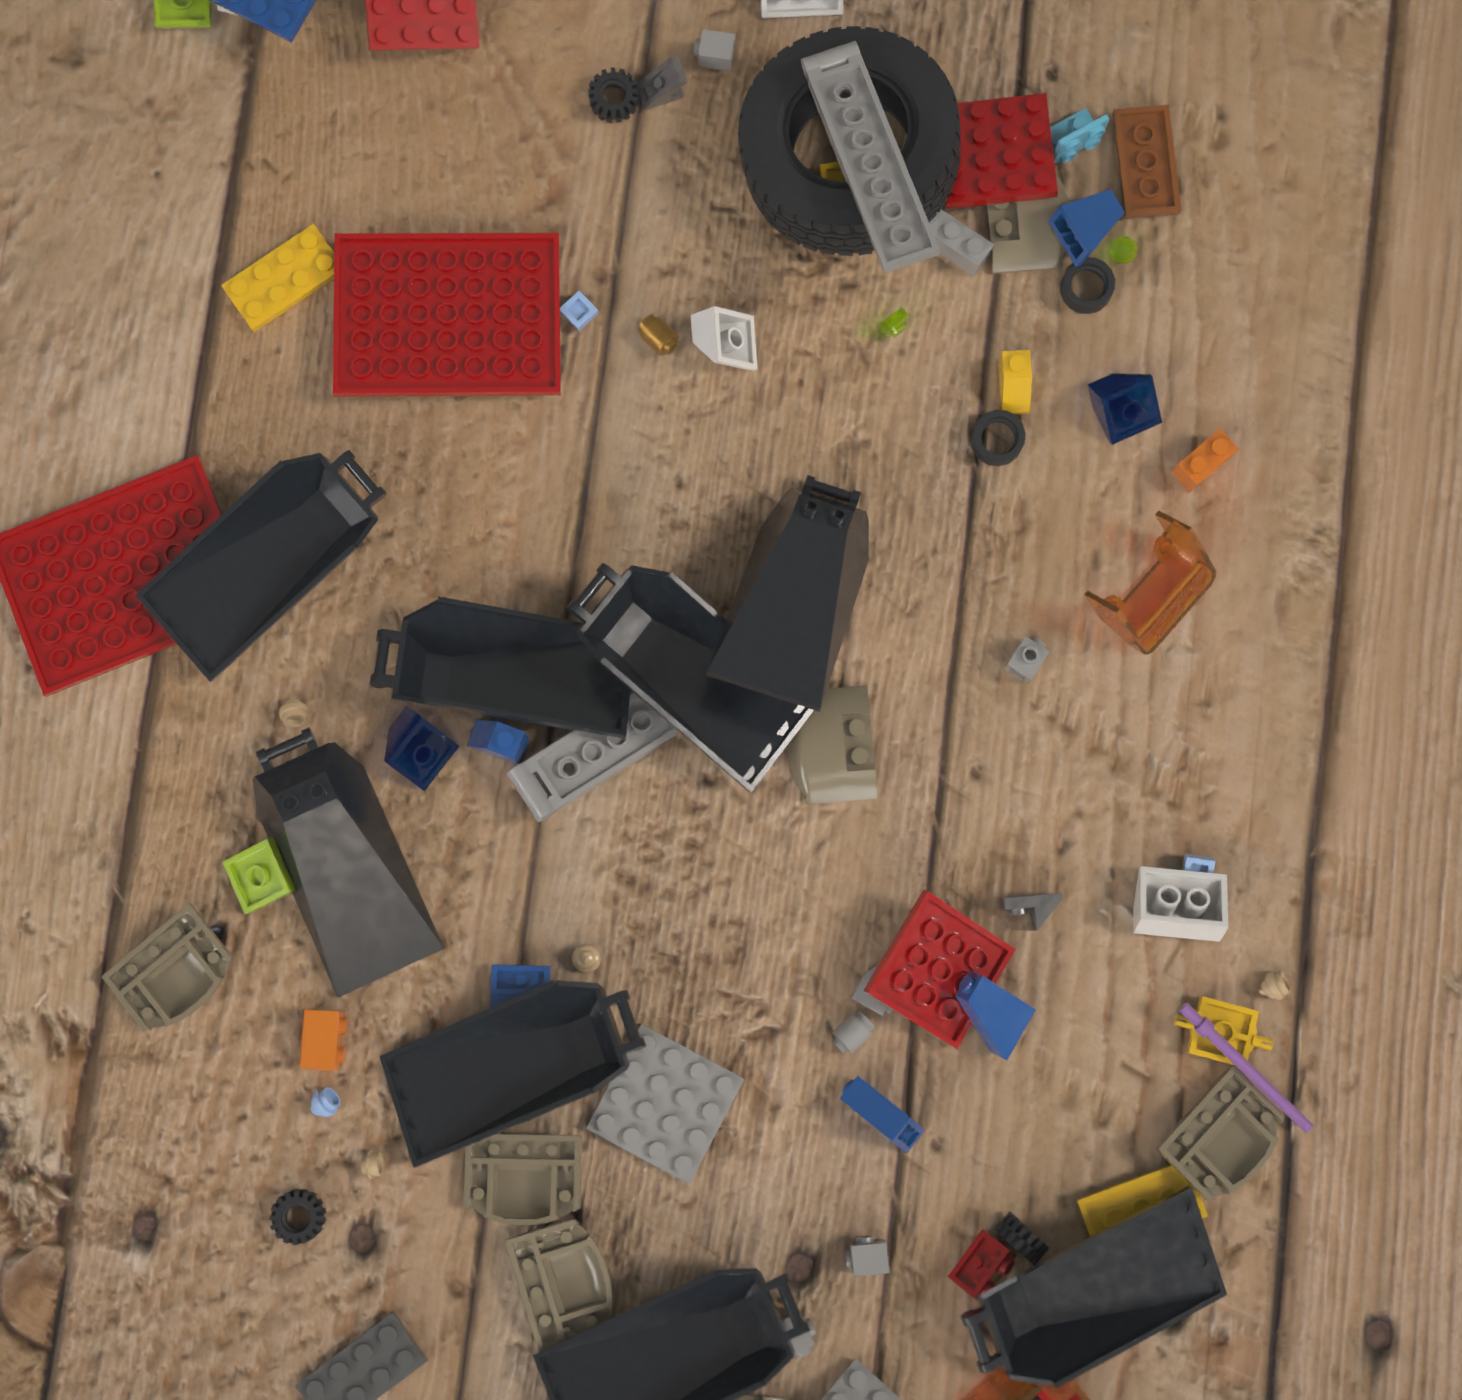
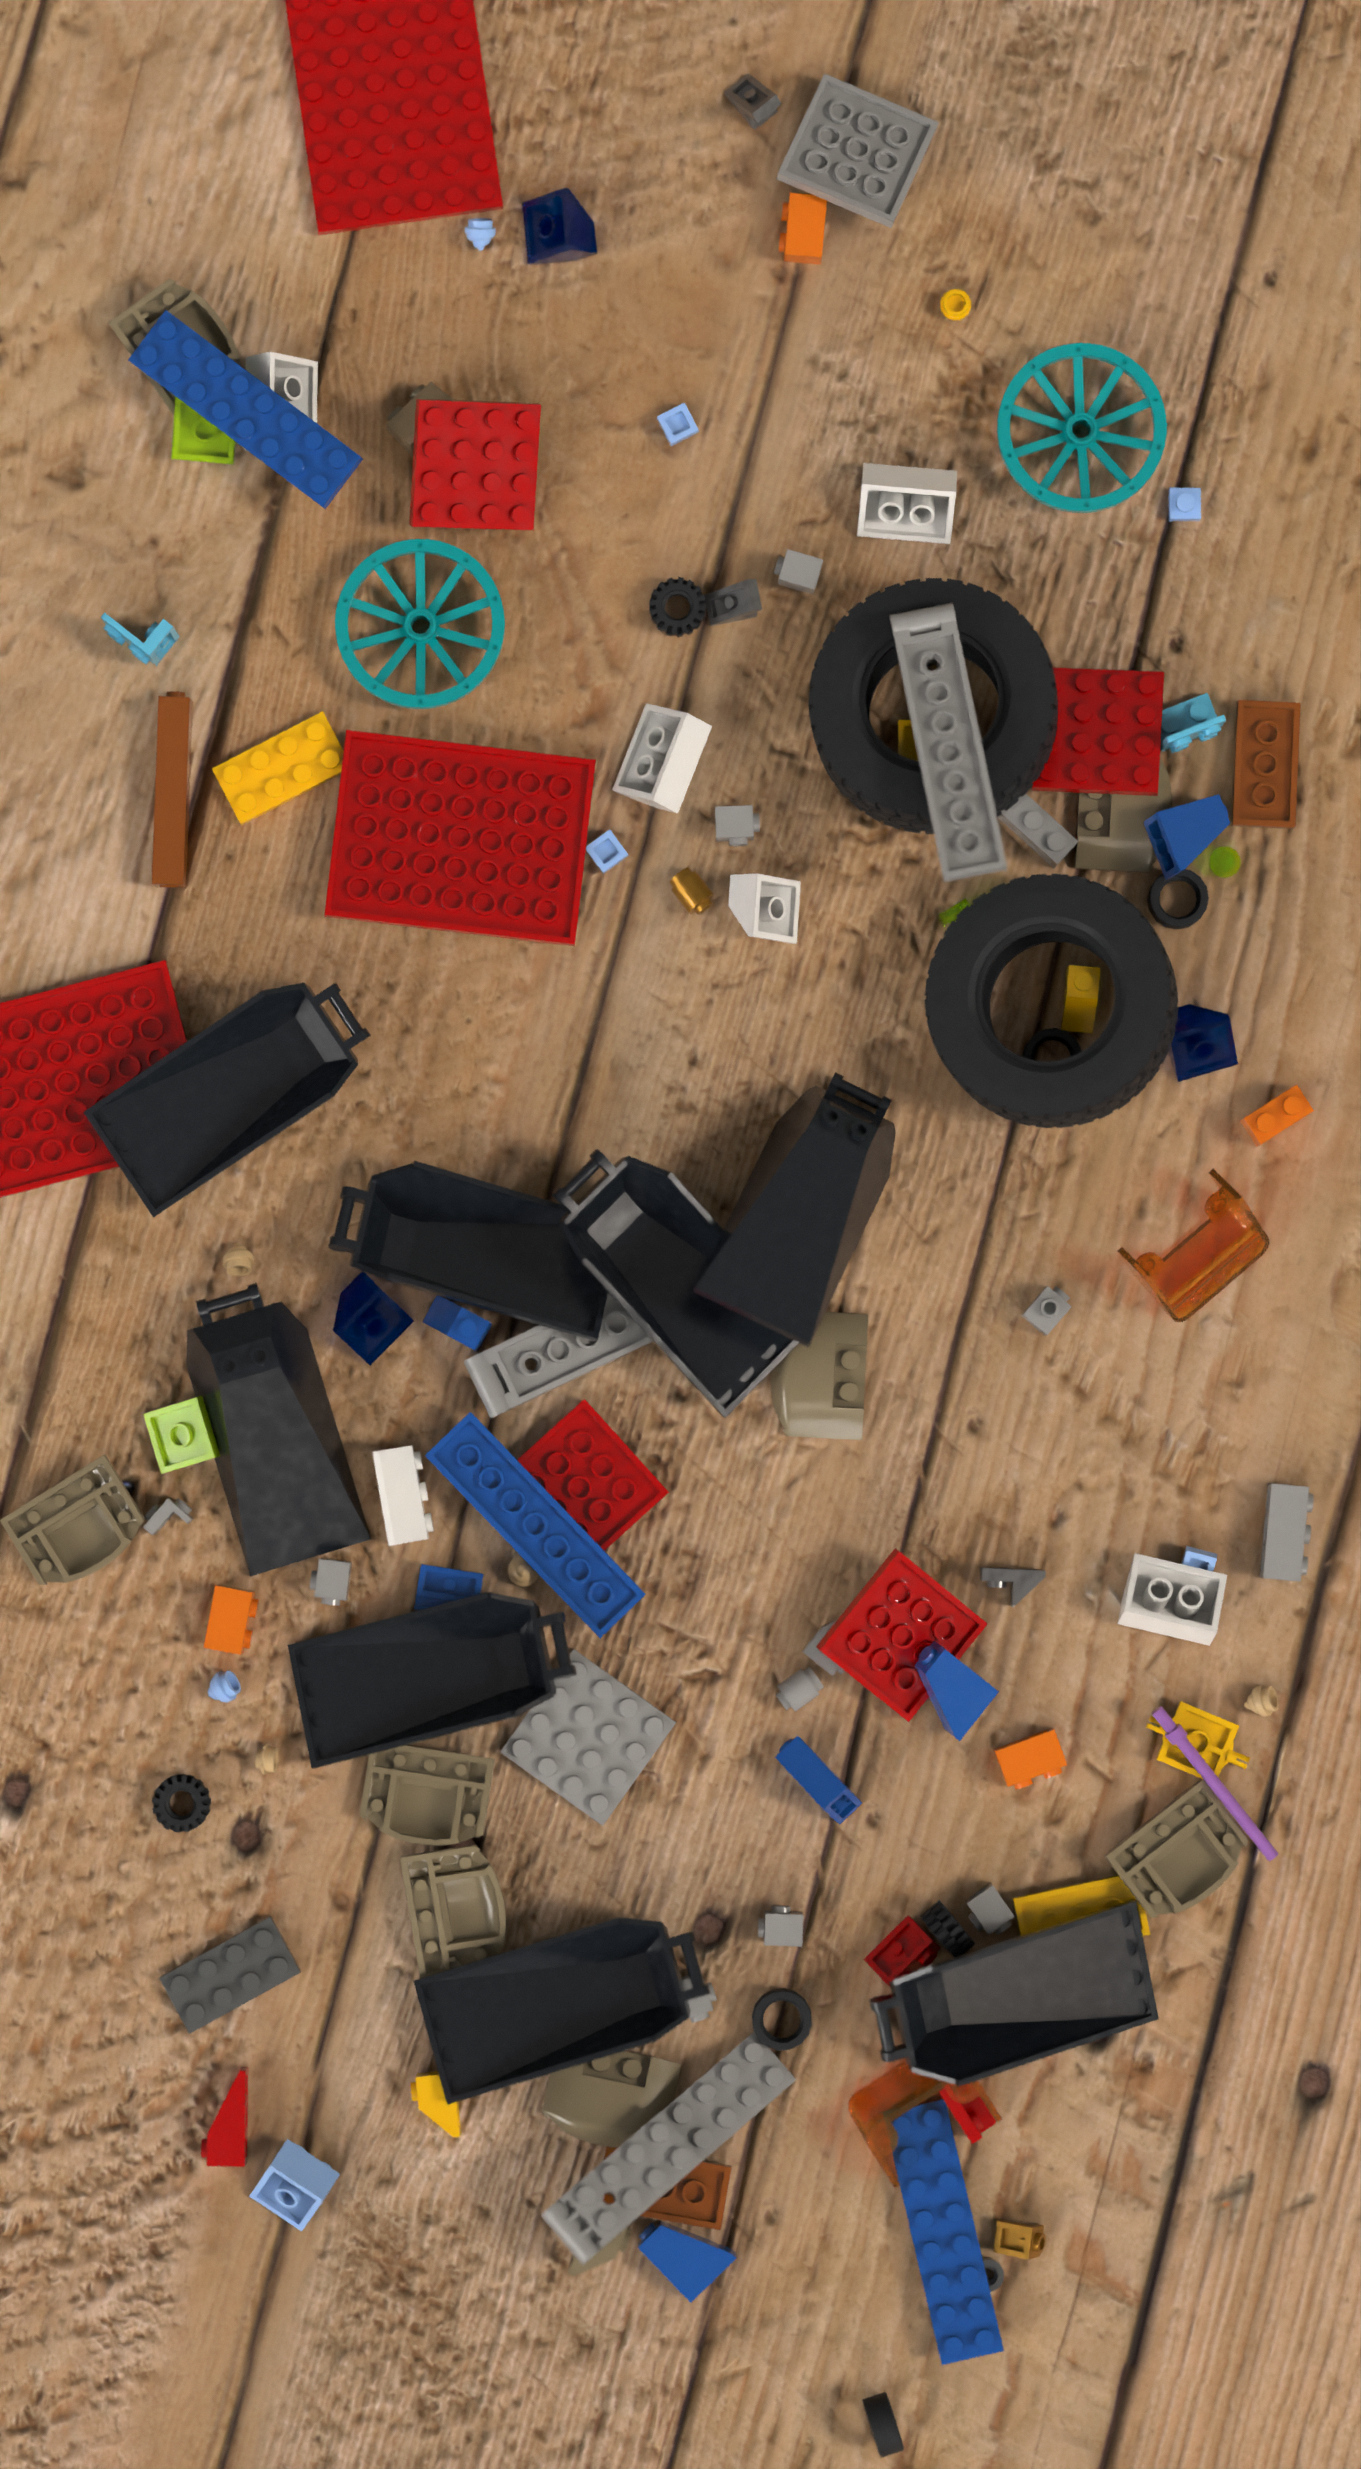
camera: 10 degrees right, 5 degrees up
(156, 183) = (158, 639): none -> medium azure bracket
(187, 309) = (172, 790): none -> dark orange brick
(248, 952) = (158, 1516): none -> light grey bracket
(388, 129) = (420, 548): none -> teal wheel
(412, 991) = (331, 1581): none -> light grey brick
(466, 903) = (402, 1495): none -> white slope
(591, 914) = (535, 1524): none -> blue plate
(617, 223) = (662, 757): none -> white slope
(628, 875) = (593, 1475): none -> red plate
(689, 272) = (736, 824): none -> light grey brick
(902, 1344) = (805, 2015): none -> black tyre
(978, 305) = (997, 931): none -> black tyre
(1057, 1214) = (989, 1911): none -> light grey brick
(1073, 1067) = (1030, 1758): none -> orange brick
(1272, 829) = (1285, 1532): none -> light grey brick

